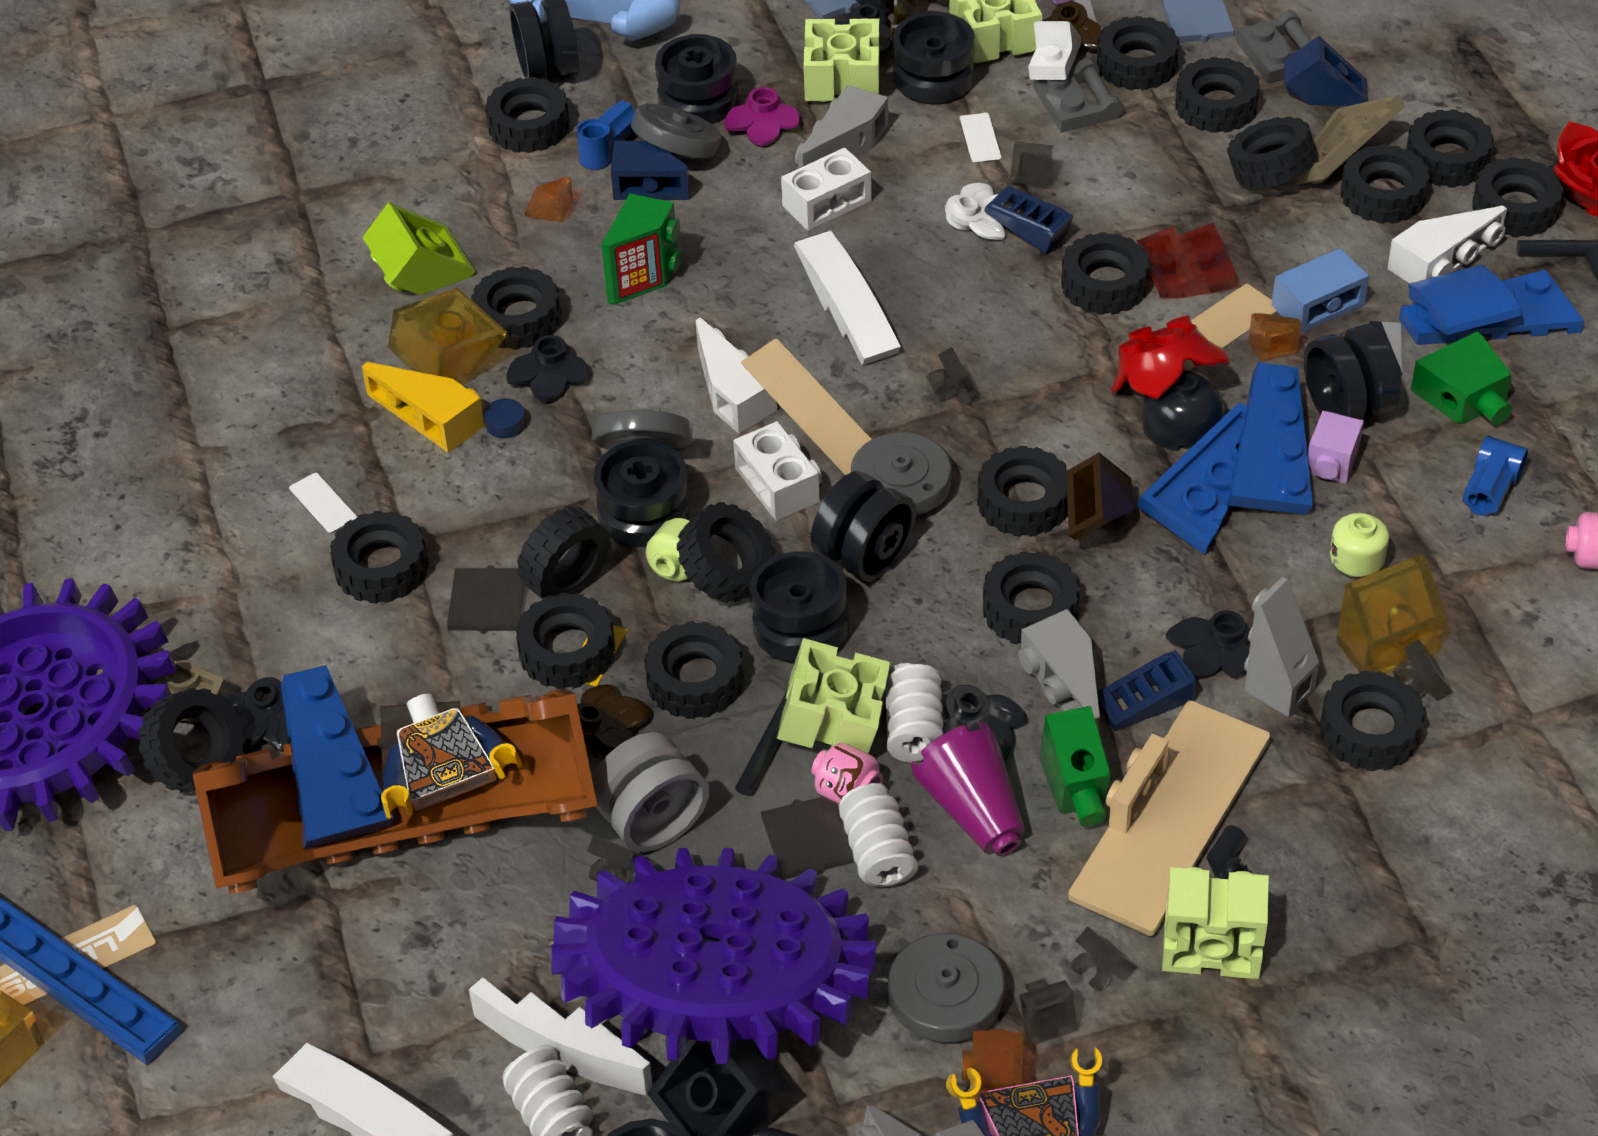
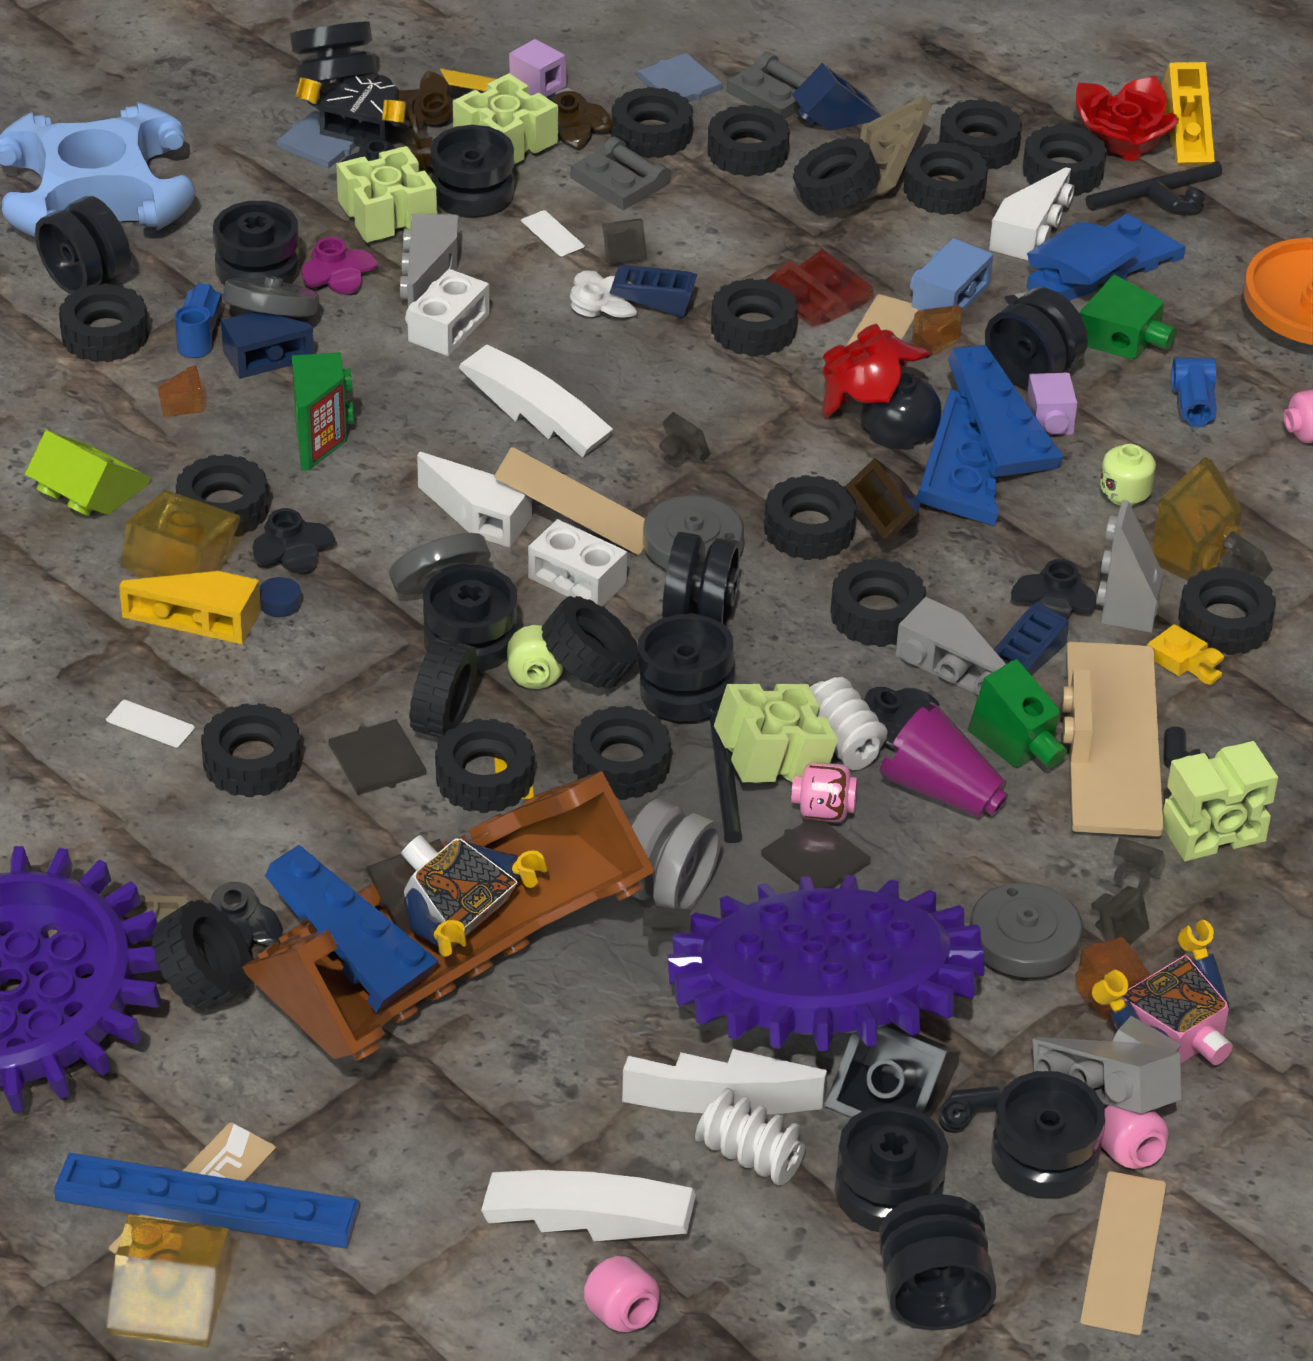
camera: 30 degrees left, 5 degrees down
(877, 836) = (886, 831): white piece -> none
(1055, 50) = (581, 136): white slope -> none
(1301, 749) = (1183, 652): none -> yellow plate

